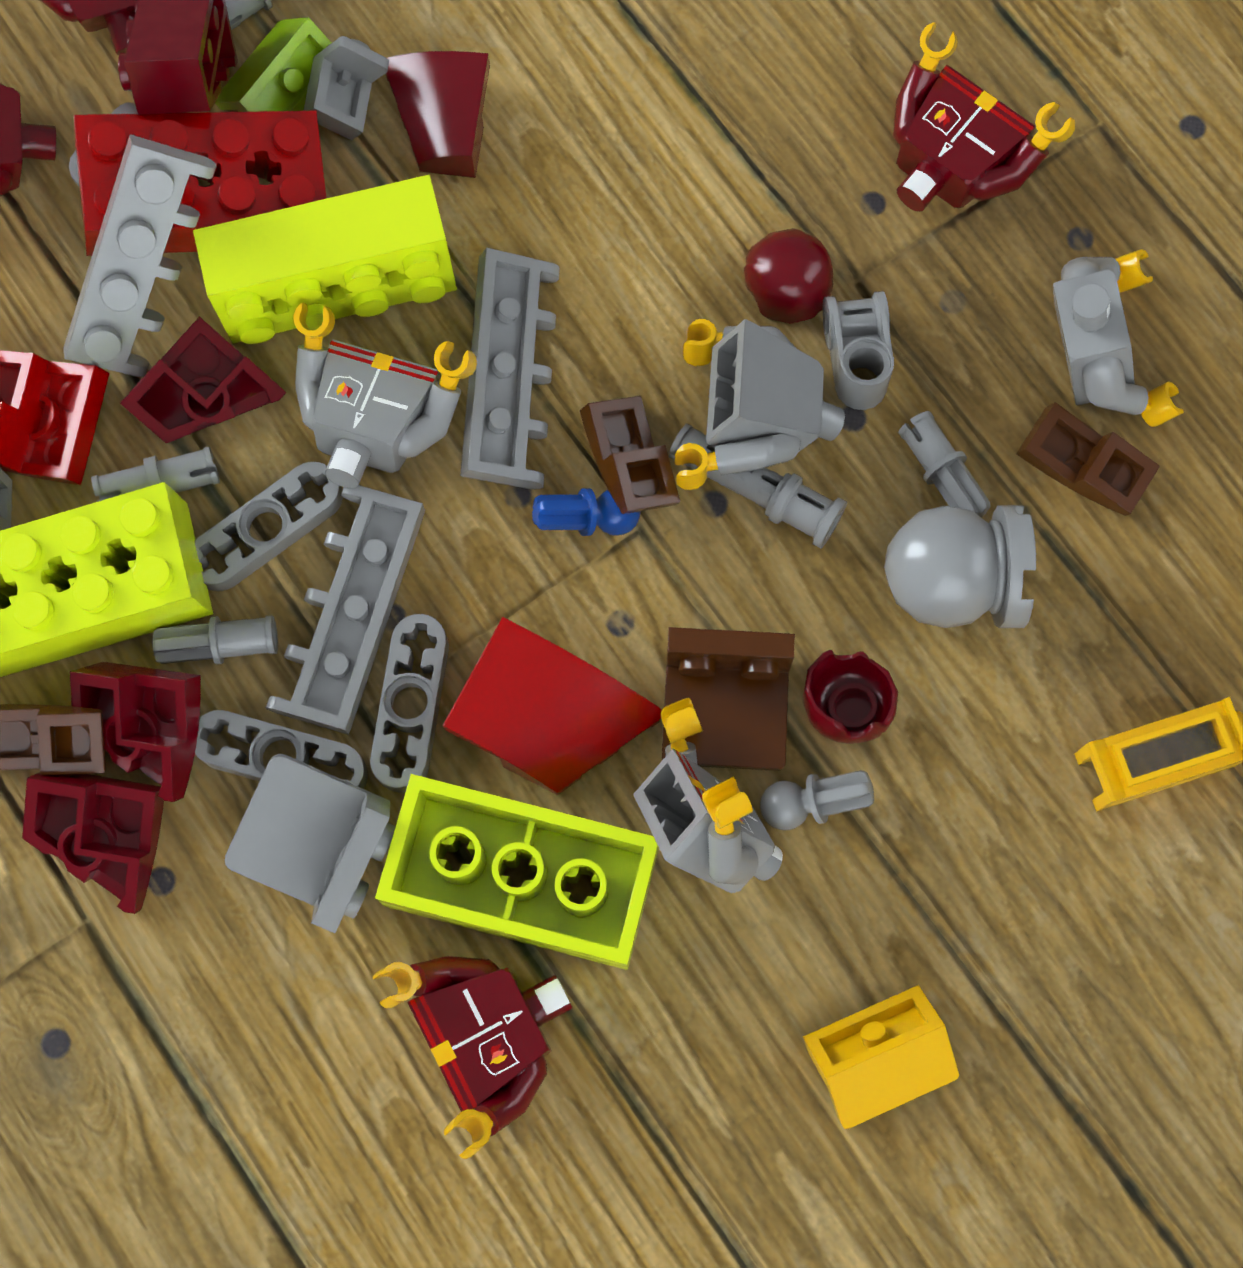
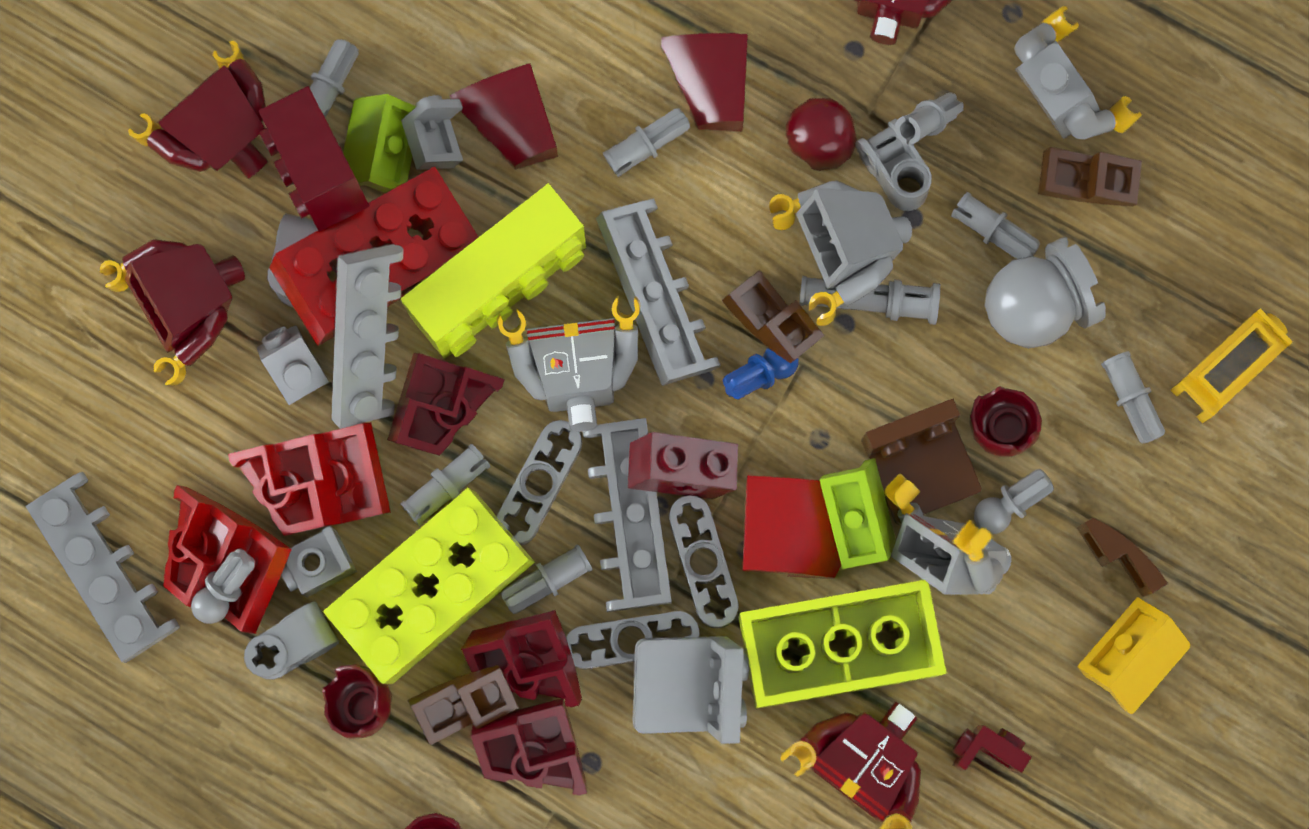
camera: 25 degrees left, 5 degrees up
(52, 269) = (291, 363): none -> light grey bracket
(434, 573) = (682, 465): none -> brick
(581, 198) = (645, 142): none -> light grey axle
(617, 725) = (859, 515): none -> lime panel
(661, 1092) = (1001, 747): none -> dark red bracket
(691, 160) = (711, 76): none -> dark red slope
(913, 907) = (1111, 545): none -> reddish brown slope
(920, 304) = (928, 118): none -> light grey axle
(1024, 740) = (1134, 397): none -> light grey axle

